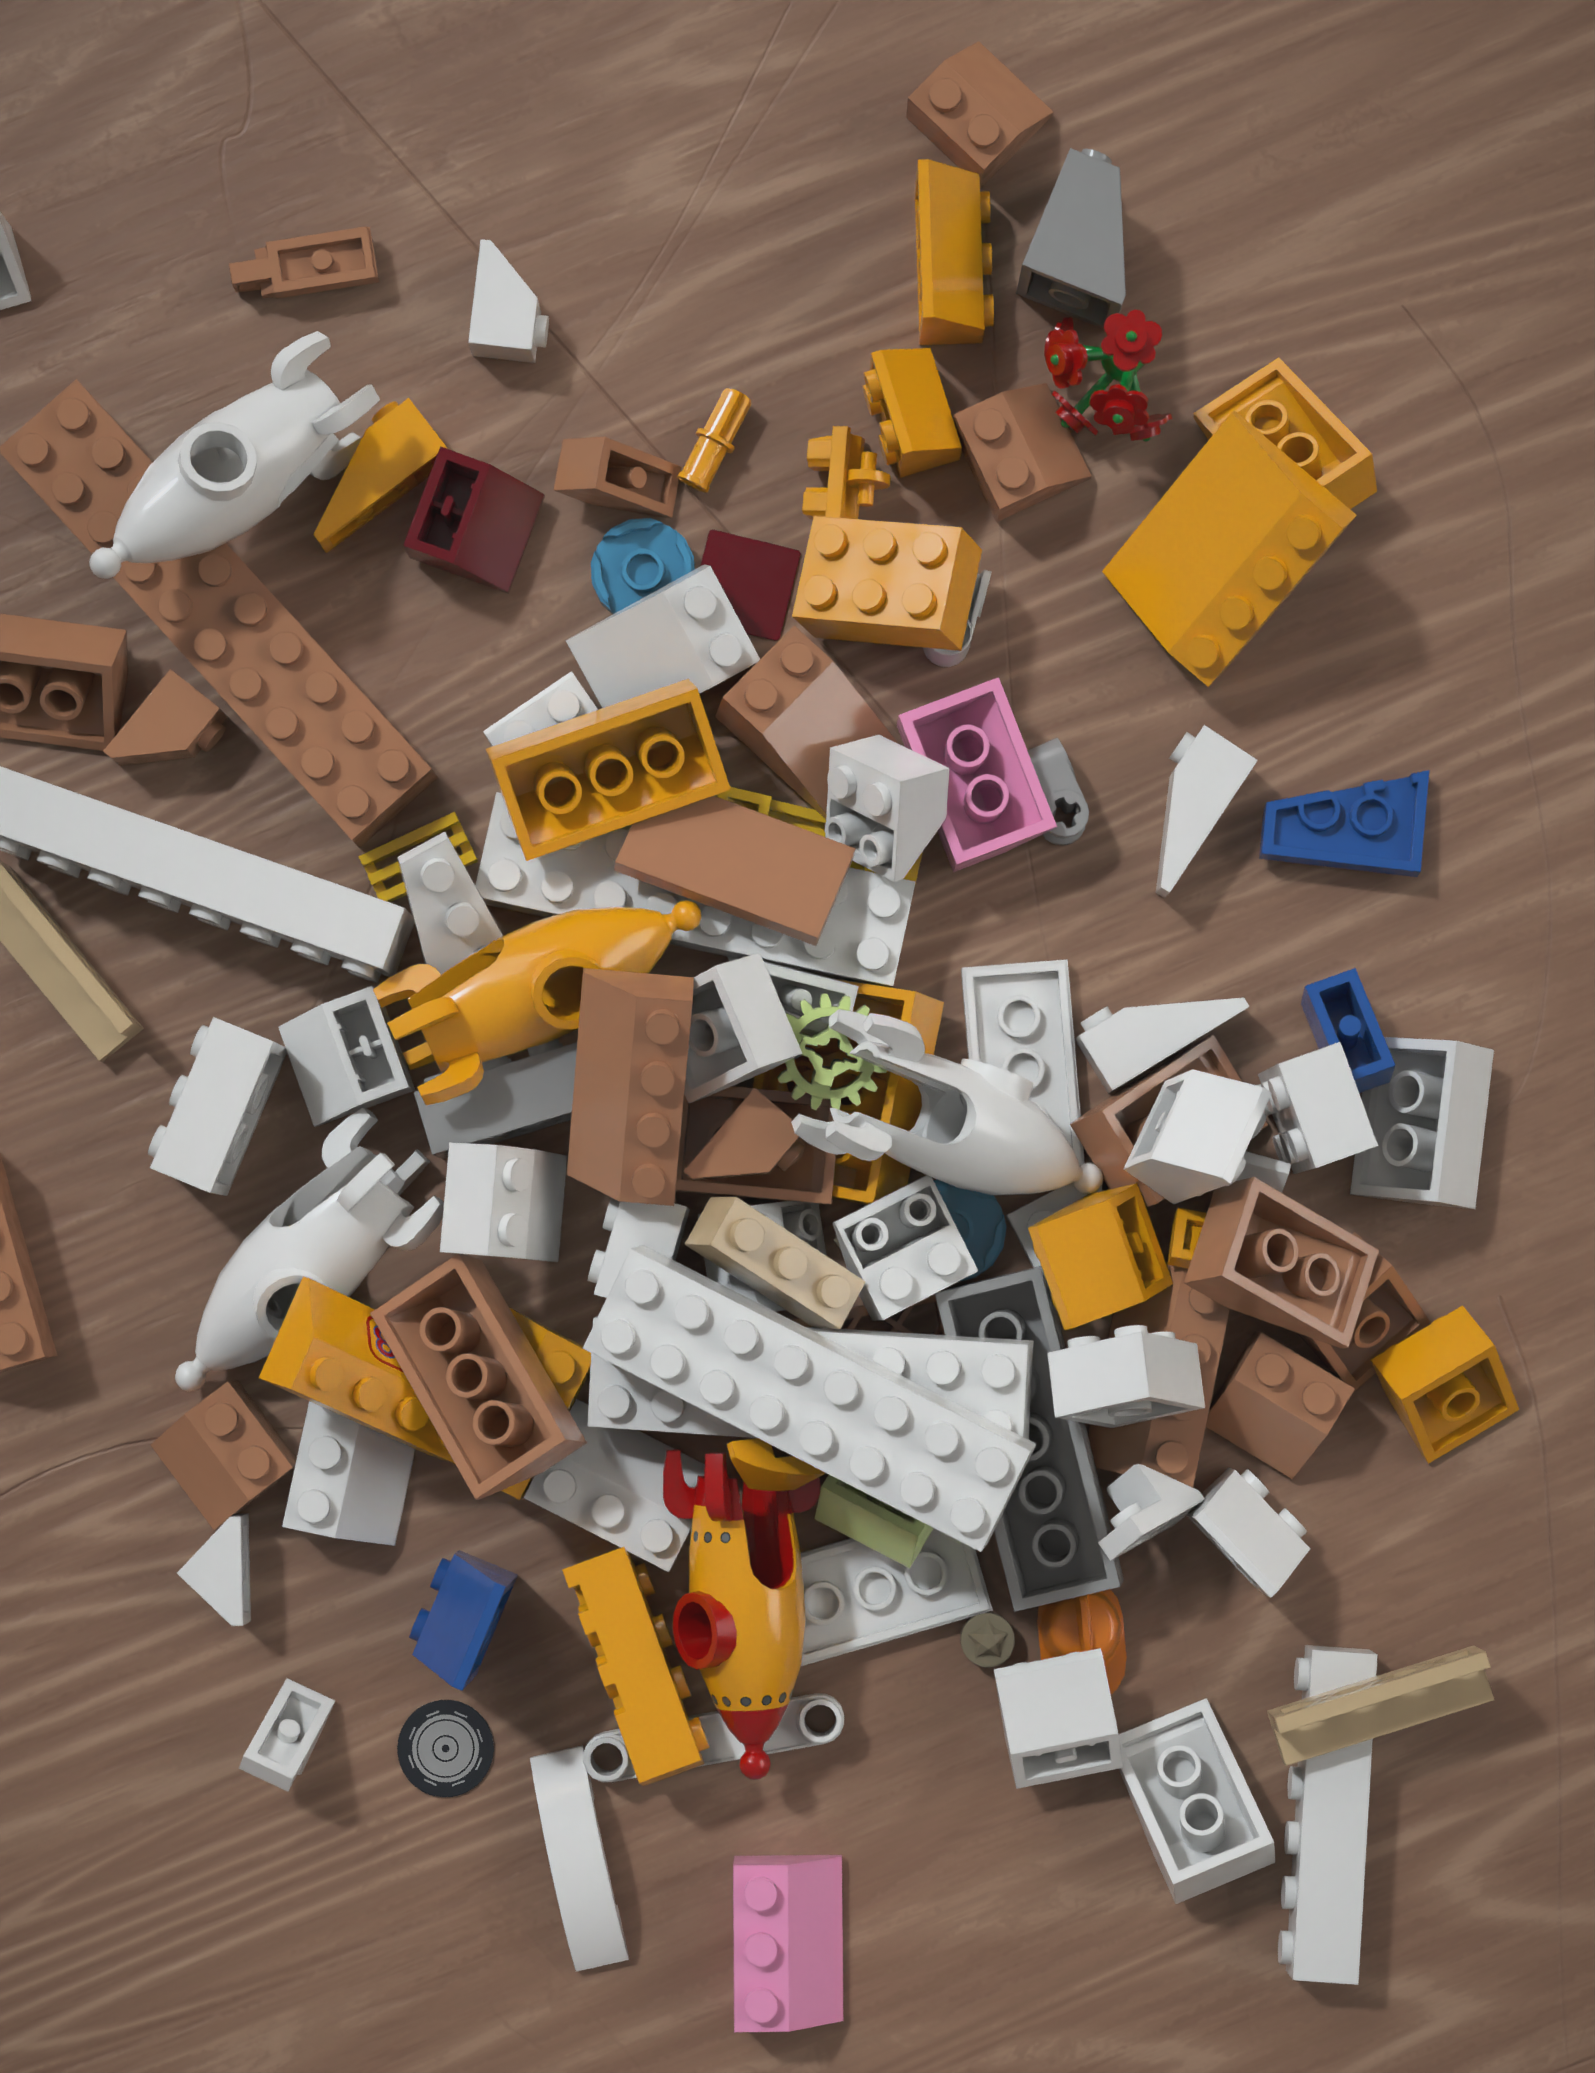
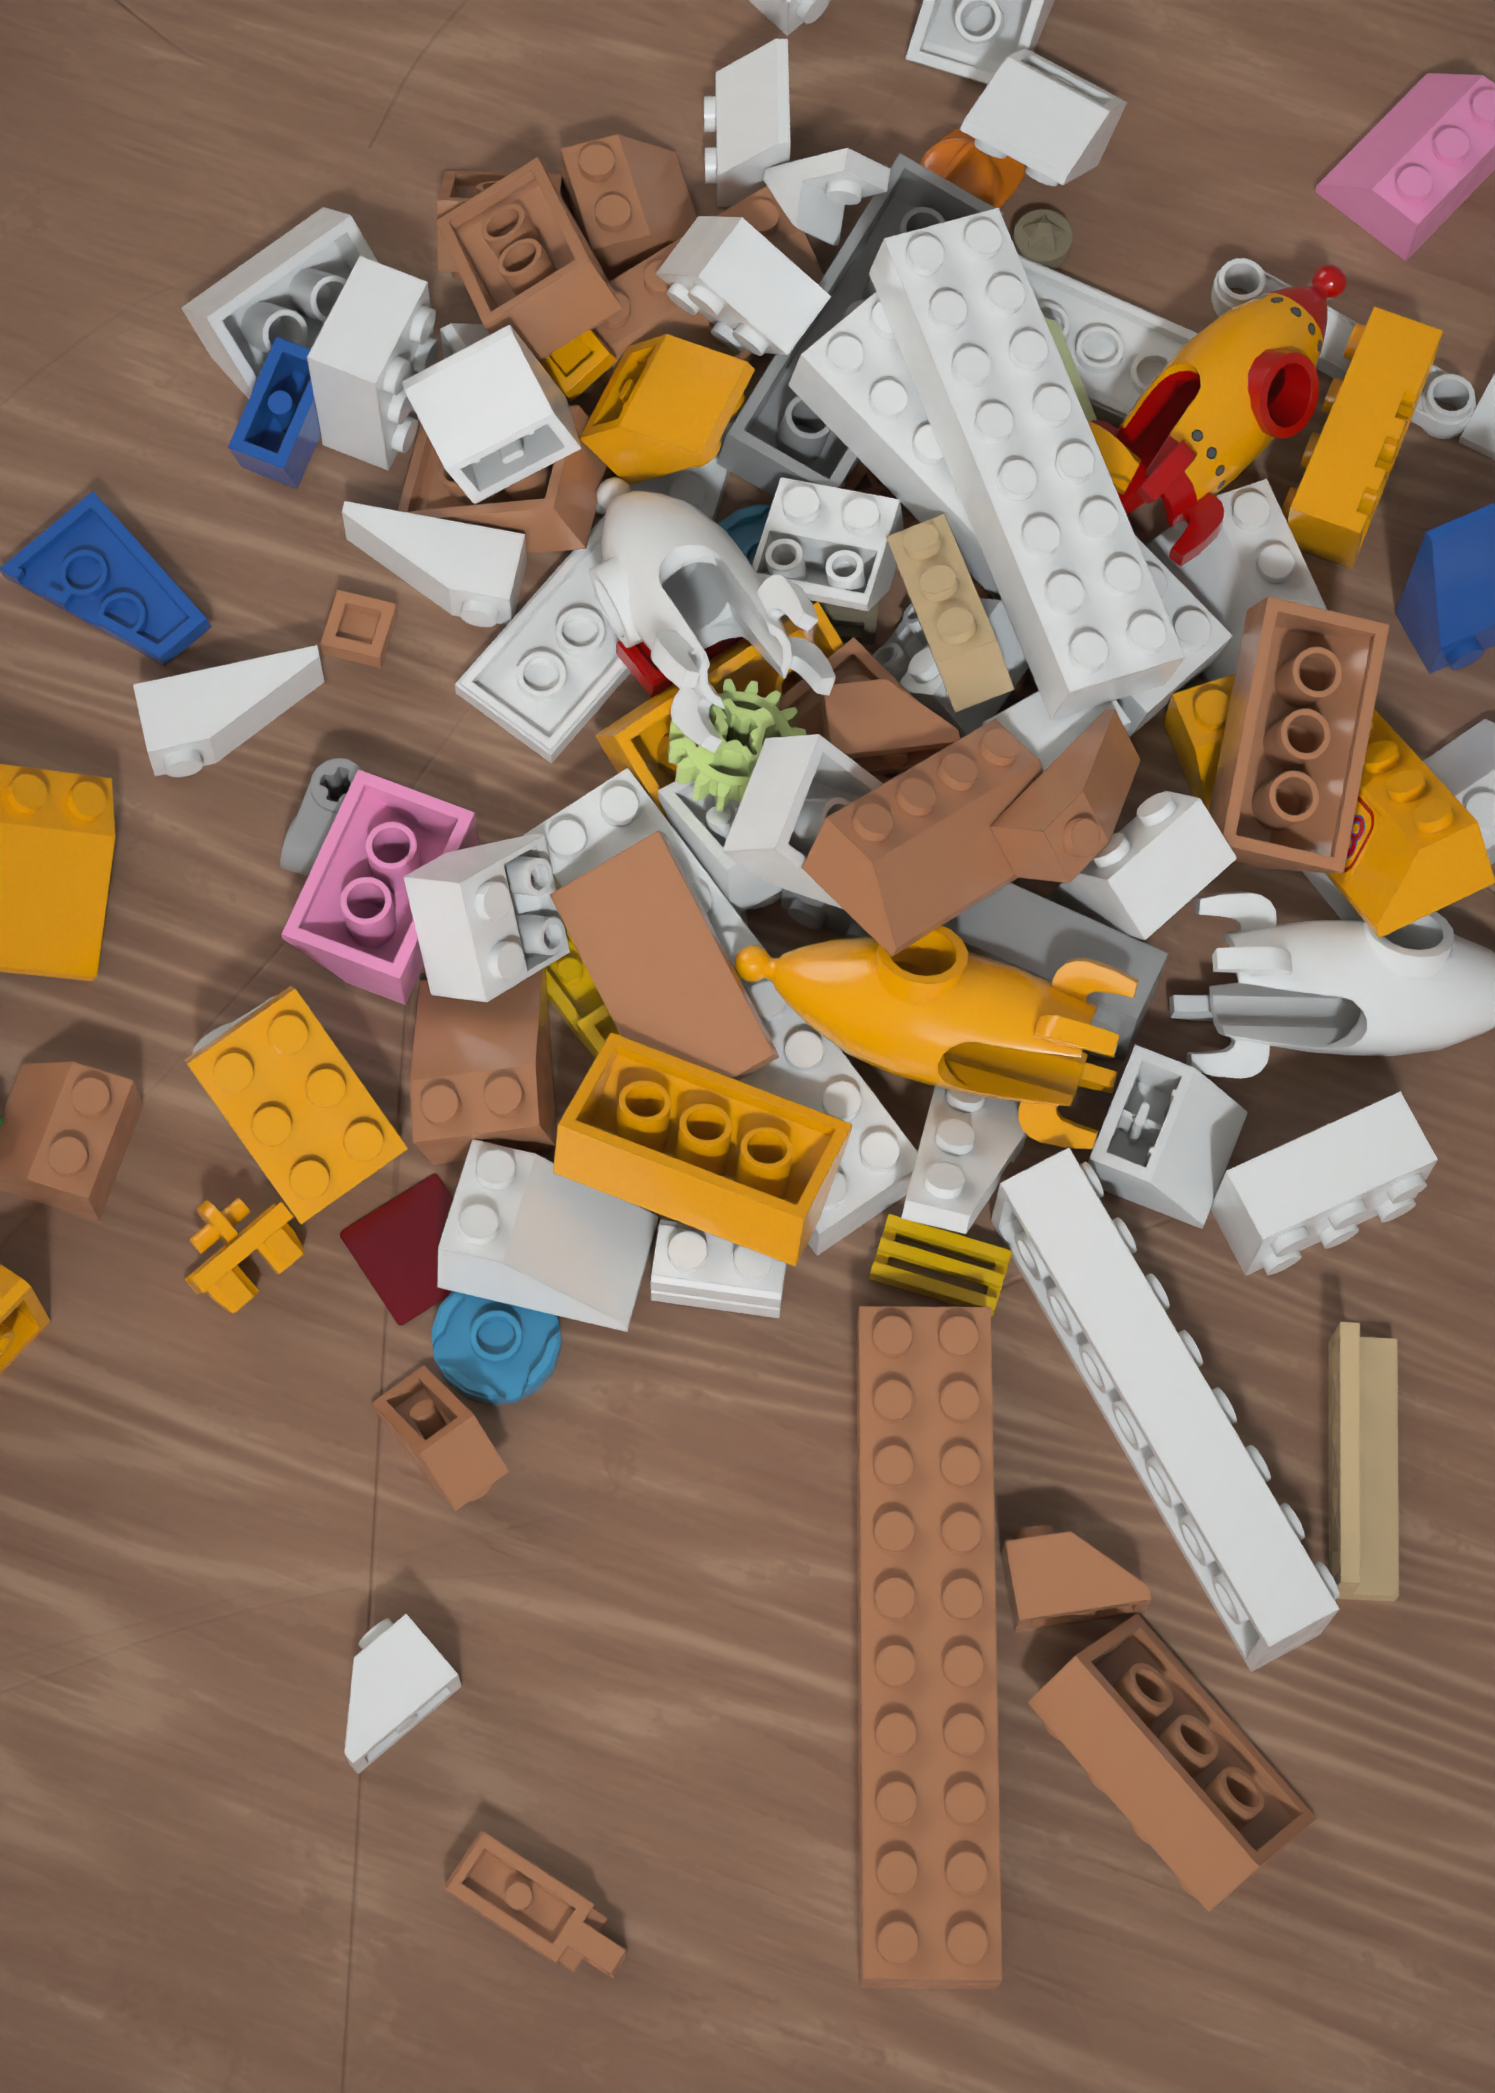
camera: 140 degrees left, 15 degrees down
(238, 464) = (787, 1725): white piece -> none
(386, 465) = (640, 1641): light orange slope -> none
(473, 520) = (611, 1513): dark red slope -> none
(570, 1188) = (1071, 806): none -> nougat slope
(715, 440) = (316, 1394): light orange axle -> none
(913, 410) = (122, 1248): light orange slope -> none
(1163, 940) = (359, 629): none -> nougat plate
(1446, 1383) = (479, 113): light orange slope -> none

